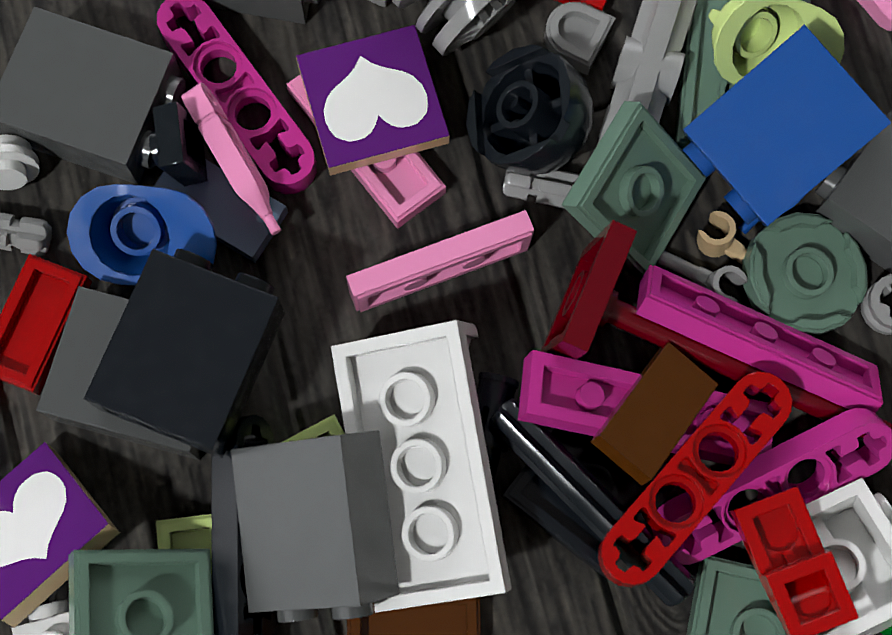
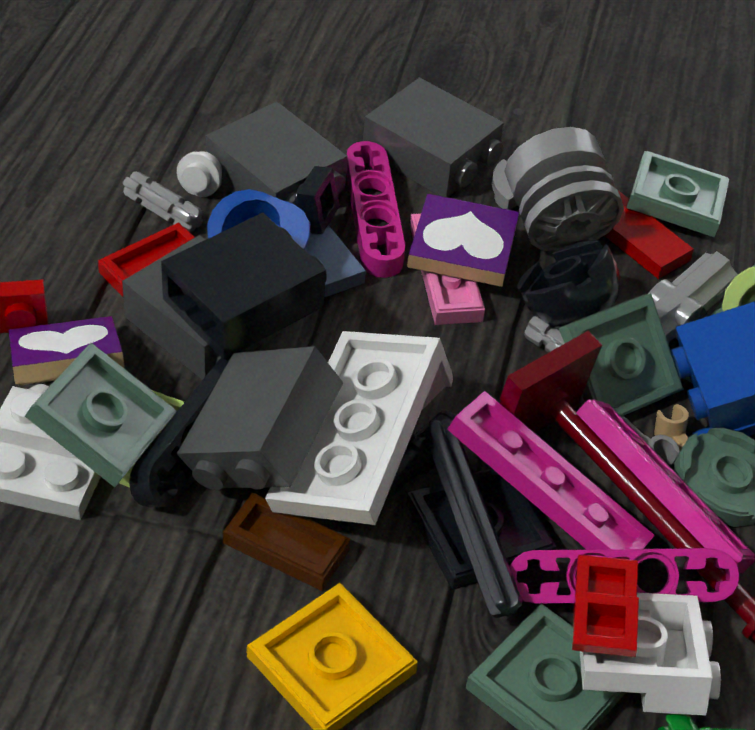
camera: 30 degrees right, 30 degrees down
(230, 152) = (348, 220): bright pink piece -> none
(440, 261) = (465, 341): bright pink tile -> none
(577, 33) = (637, 276): light grey tile -> none
(654, 413) = (552, 473): reddish brown tile -> none
(692, 475) = (555, 513): red beam -> none

